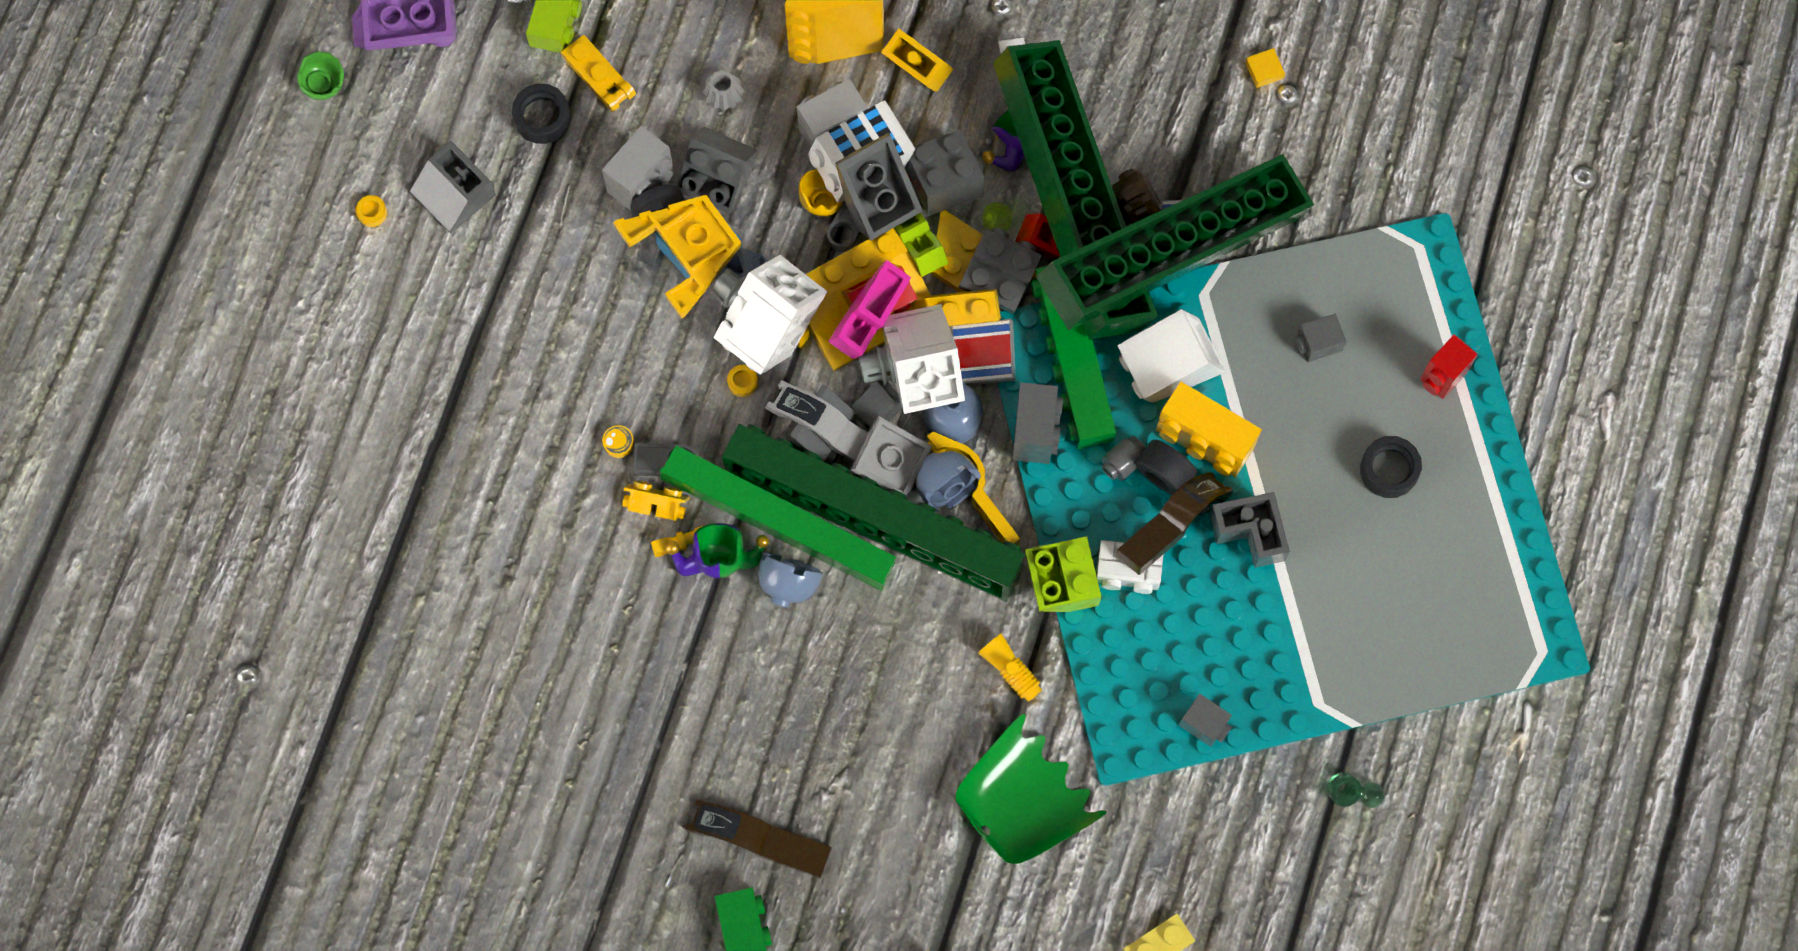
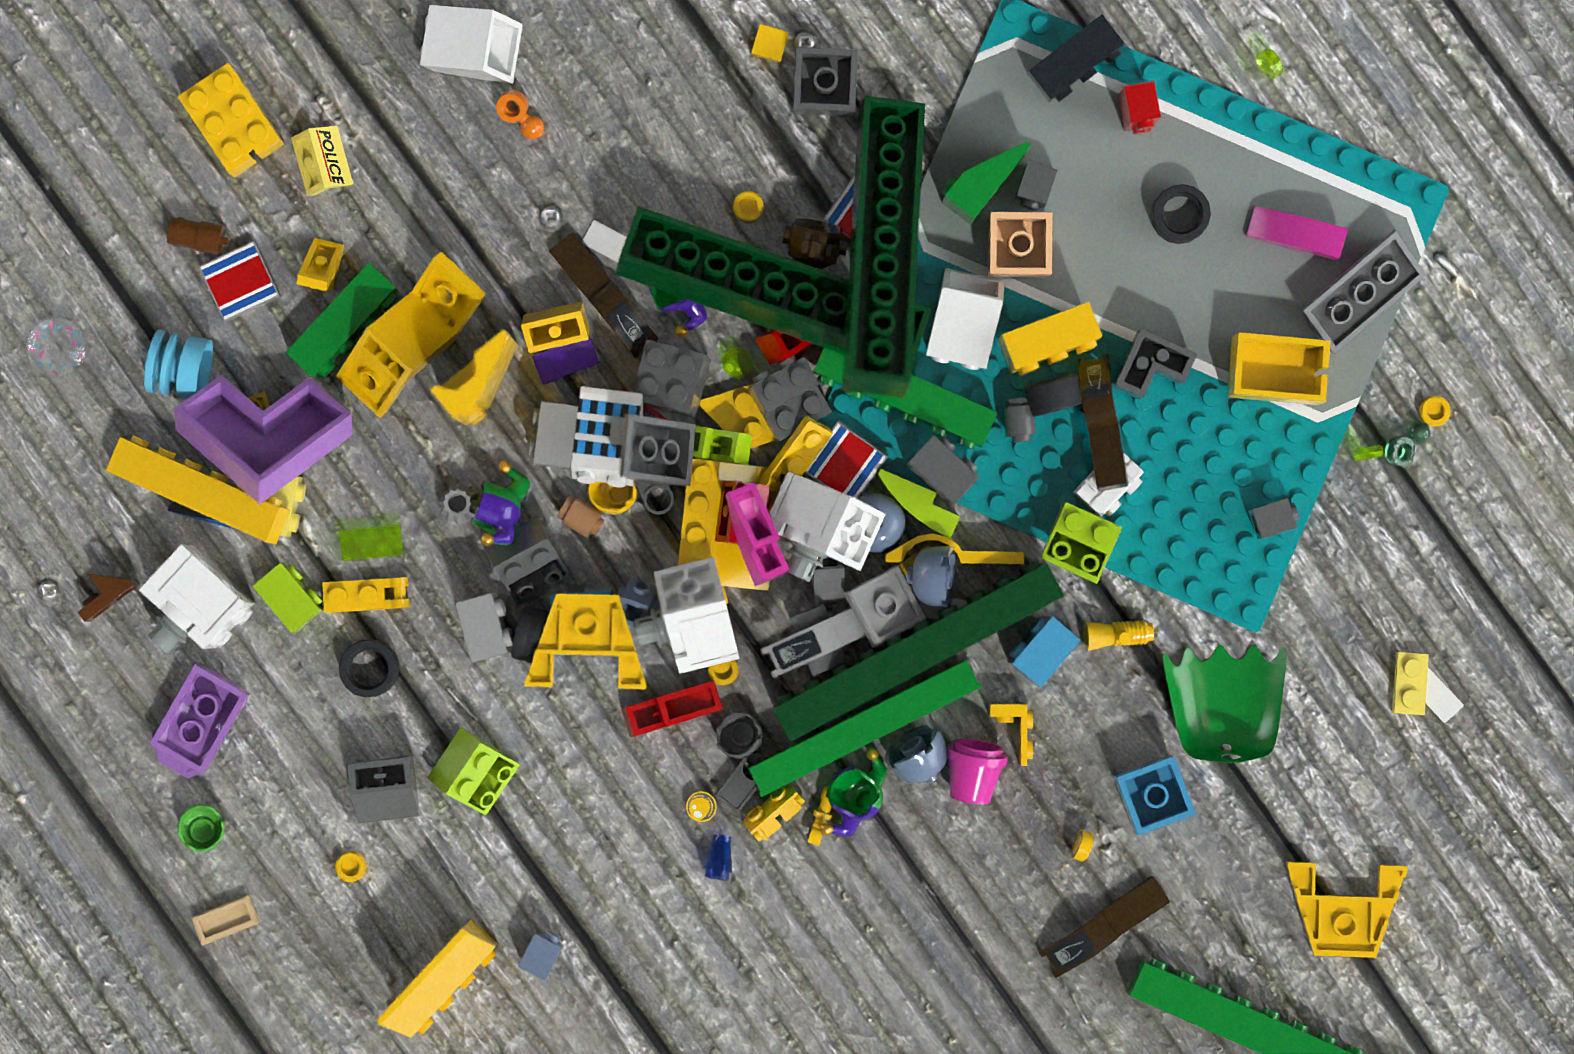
camera: 60 degrees left, 15 degrees up
(260, 148) = (225, 919): none -> tan tile
(323, 328) = (439, 980): none -> yellow piece
(403, 398) = (541, 954): none -> sand blue brick
(516, 246) = (473, 771): none -> lime slope
(584, 484) = (719, 858): none -> clear blue cone
(642, 50) = (371, 543): none -> clear neon green tile
(680, 360) = (672, 708): none -> red slope
(698, 426) = (739, 735): none -> dark grey hair
(742, 116) = (501, 507): none -> piece
(782, 185) = (581, 517): none -> medium nougat brick
(810, 630) = (974, 769): none -> dark pink piece
(813, 767) = (1082, 845): none -> yellow tile
(877, 625) = (1005, 714): none -> yellow bracket
(898, 91) = (565, 360): none -> dark purple tile
(900, 792) = (1154, 794): none -> dark azure brick
(951, 612) = (1043, 650): none -> dark azure brick
(971, 78) = (602, 293): none -> dark brown piece
(995, 434) = (918, 503): none -> lime slope
(1126, 140) = (748, 206): none -> yellow tile
(1263, 356) = (1020, 244): none -> light nougat brick
(1269, 122) = (825, 81): none -> dark grey brick
(1289, 291) = (979, 184): none -> green slope
(1321, 763) = (1368, 453): none -> clear neon green tile
(1330, 632) = (1278, 368): none -> yellow piece
(1400, 795) = (1434, 411): none -> yellow tile
(1444, 296) = (1076, 59): none -> black brick
(1448, 658) = (1363, 291): none -> dark grey slope
(1452, 570) = (1297, 233): none -> dark pink slope
(1567, 451) = (1270, 63): none -> clear neon green tile

